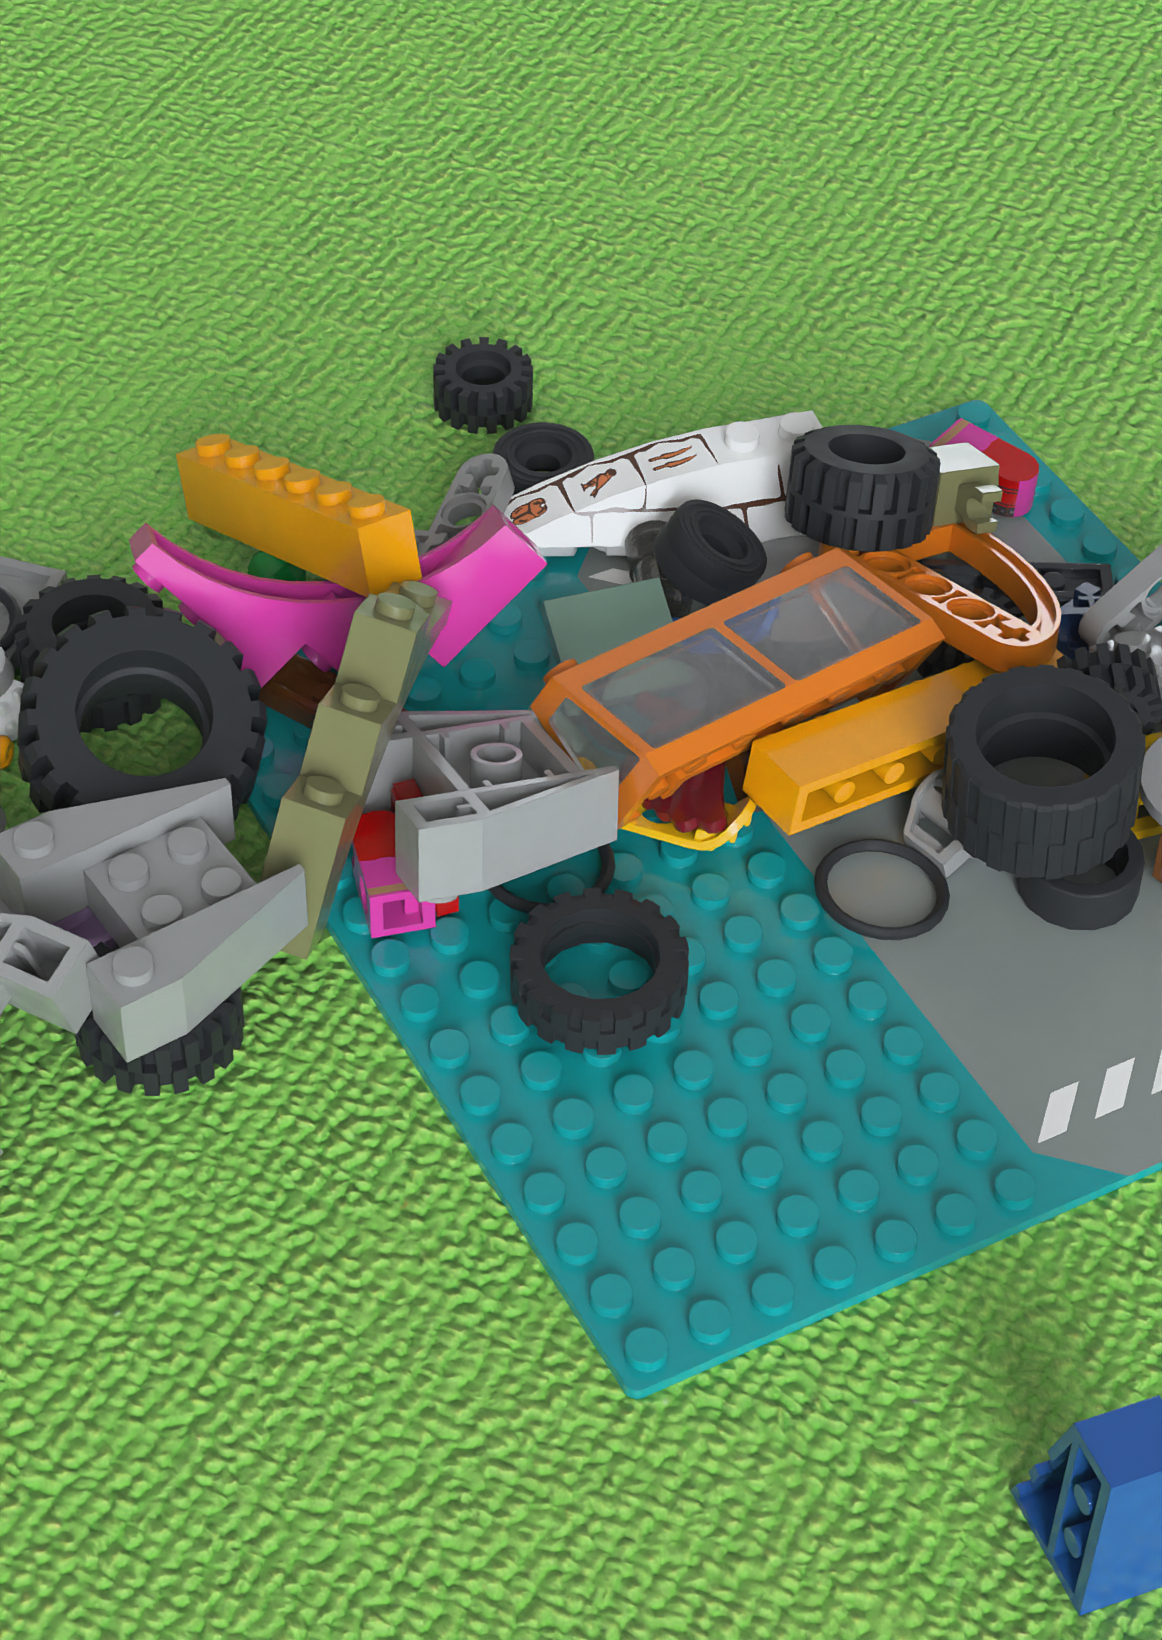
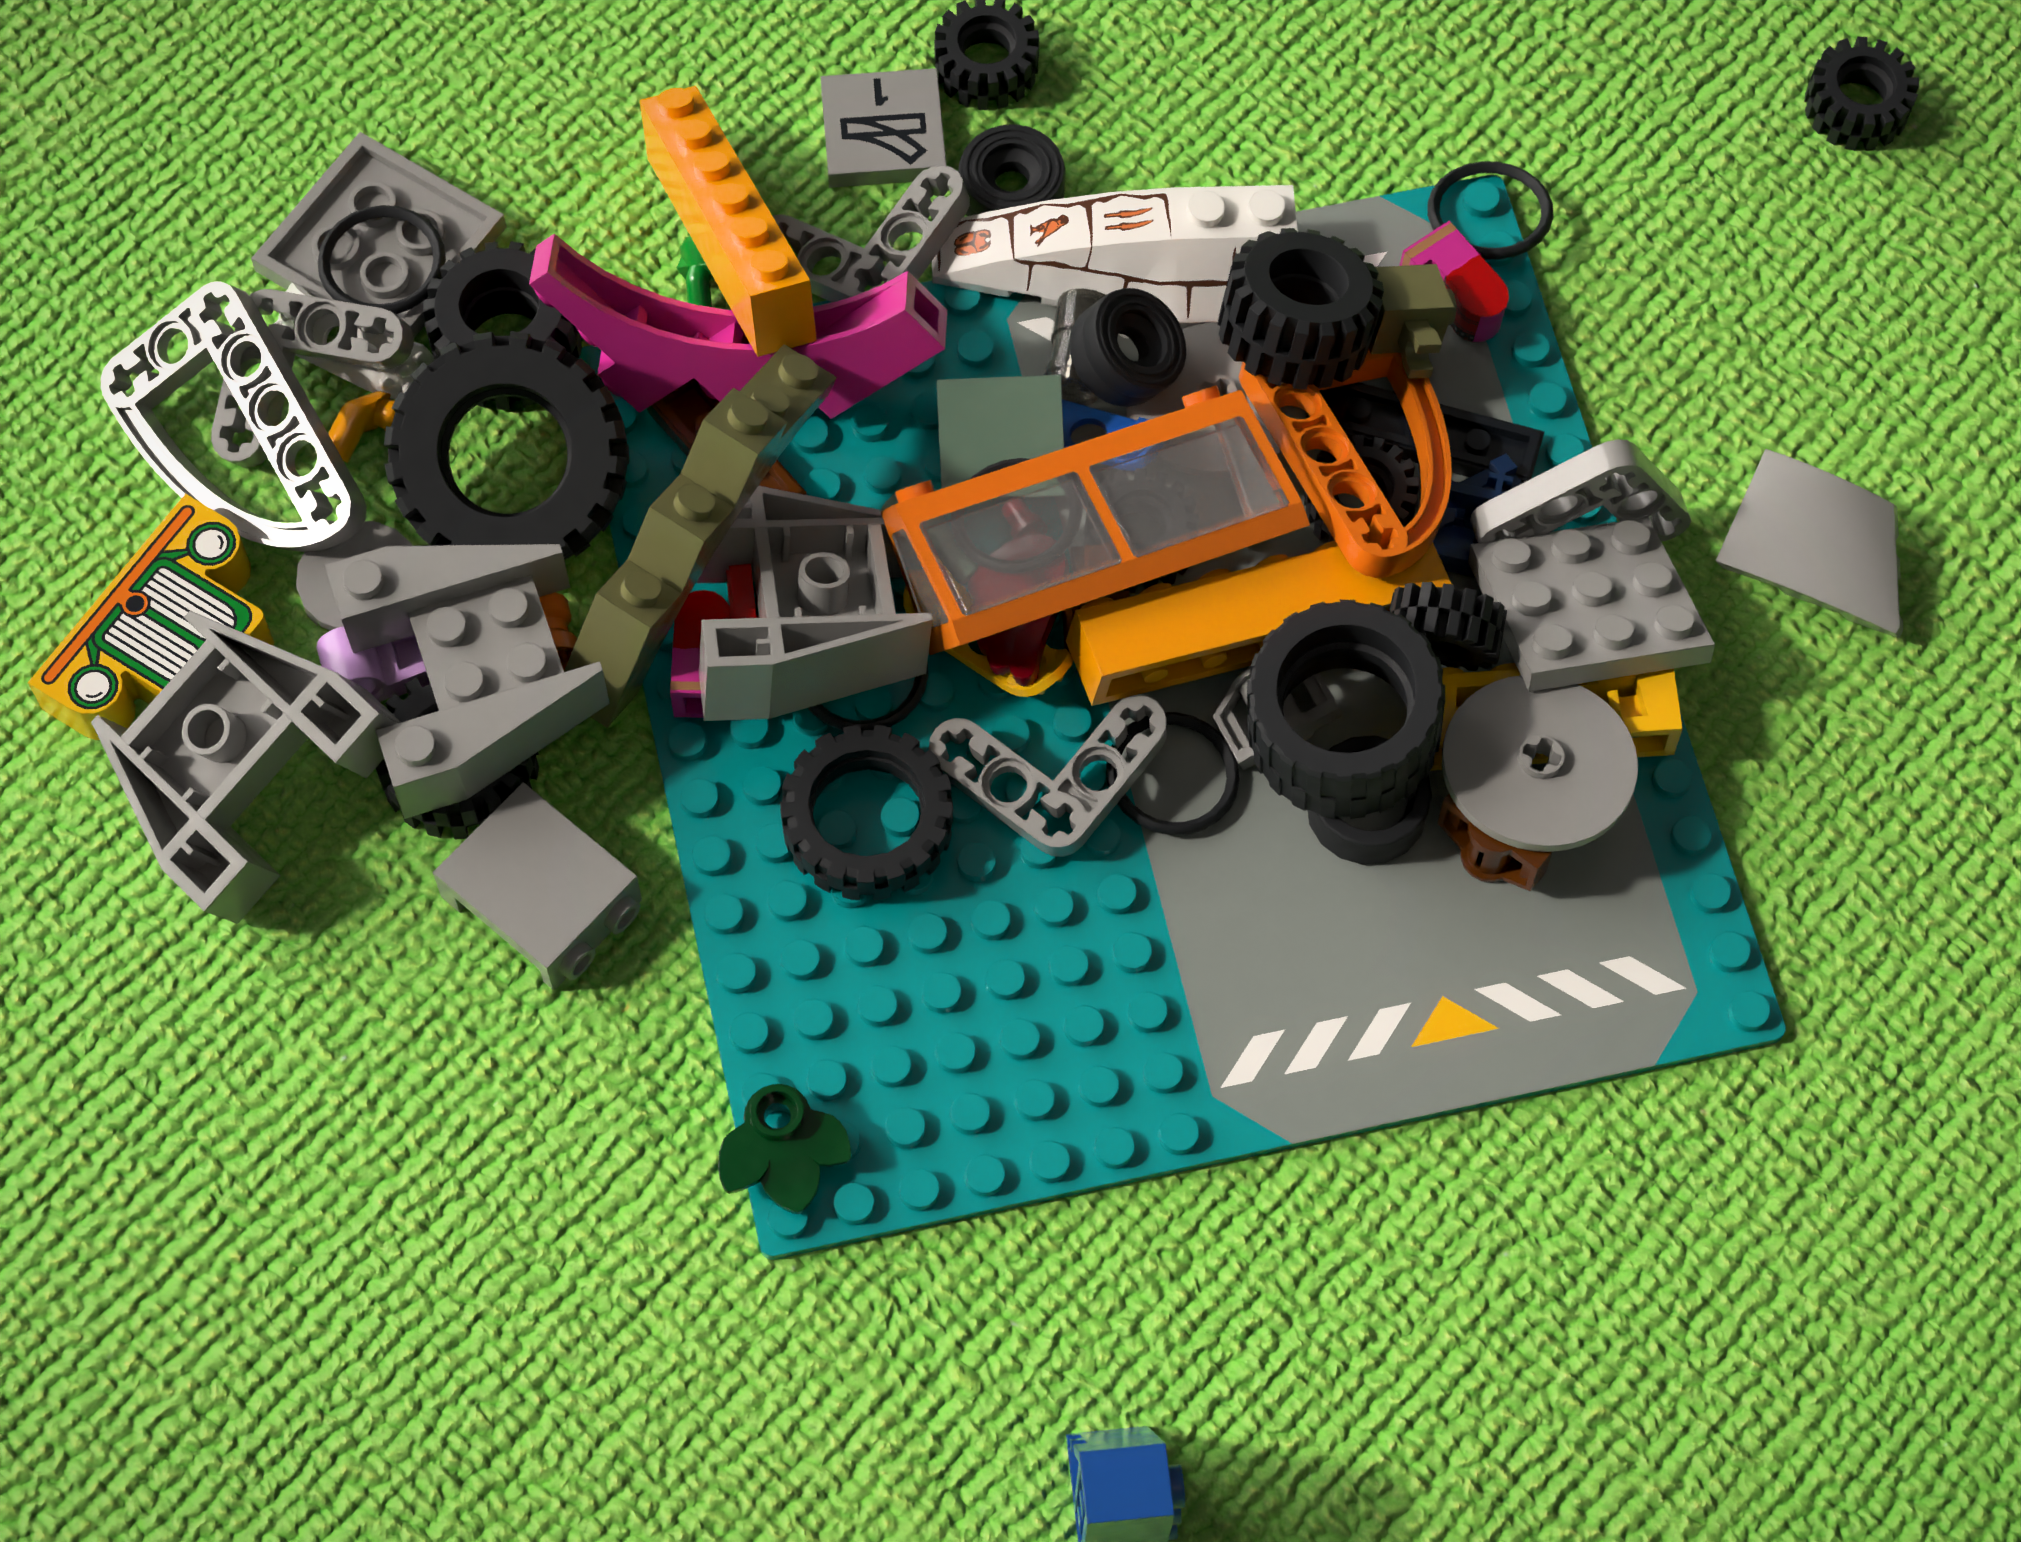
camera: 15 degrees right, 20 degrees up
(285, 1100) = (541, 885): none -> light grey panel
(403, 454) = (881, 126): none -> light grey tile
(621, 1286) = (782, 1158): none -> dark green plate
(784, 919) = (1066, 791): none -> light grey beam
(994, 392) = (1503, 169): none -> black tyre

